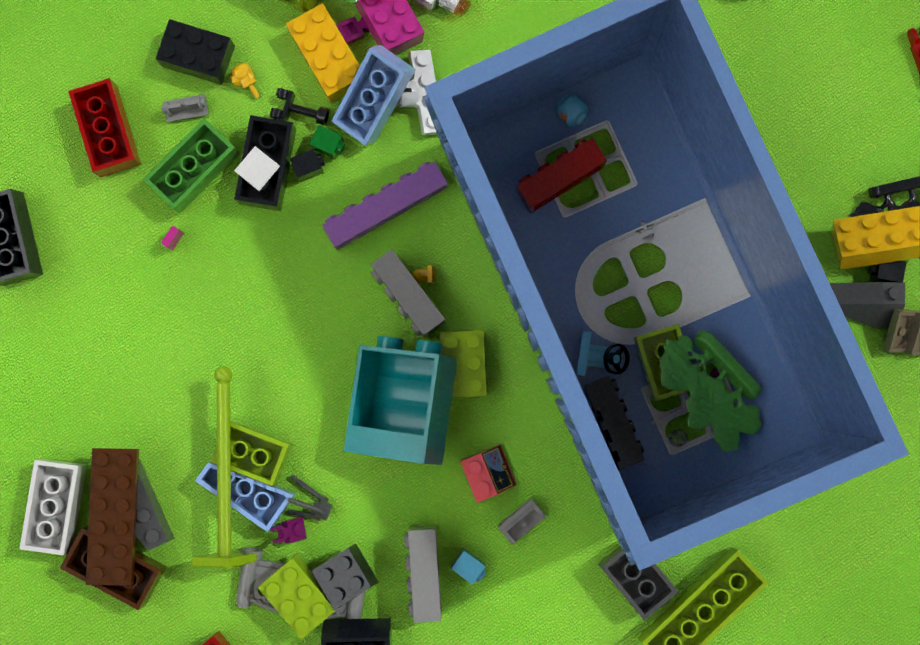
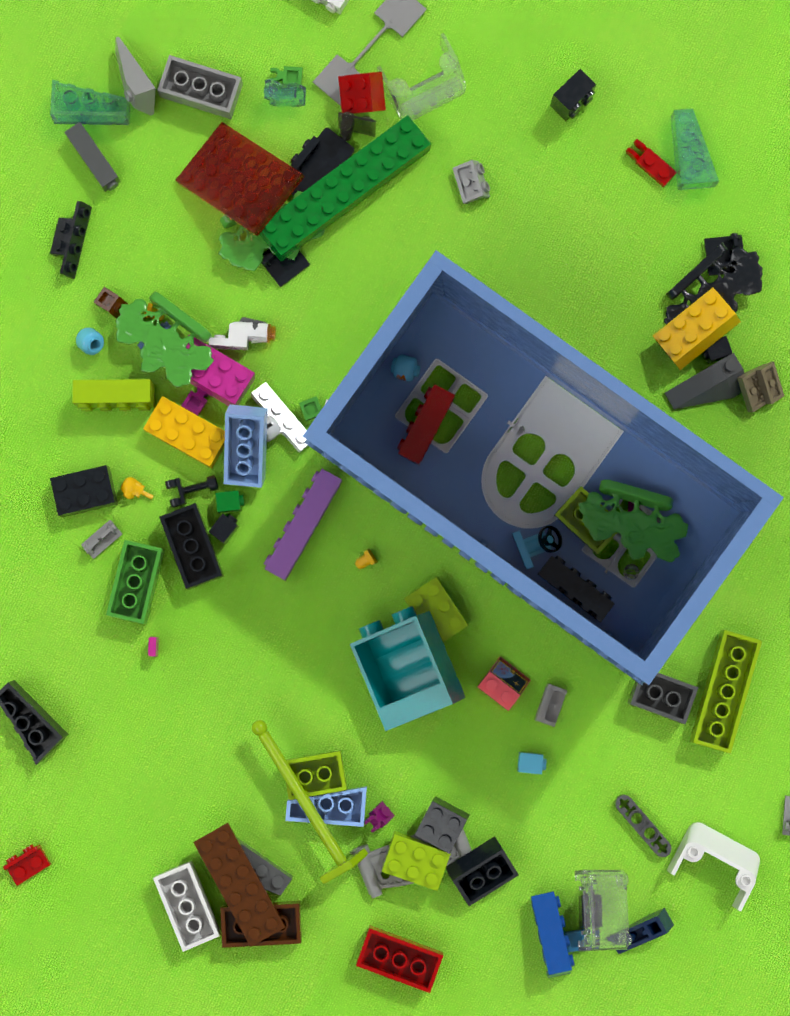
camera: 30 degrees left, 0 degrees up
(104, 128) = (49, 592): red brick -> none
(257, 168) = (189, 554): white sticker -> none
(319, 510) = (392, 787): dark grey plant -> none
(408, 293) = (362, 582): light grey brick -> none
(424, 578) = (500, 786): light grey brick -> none

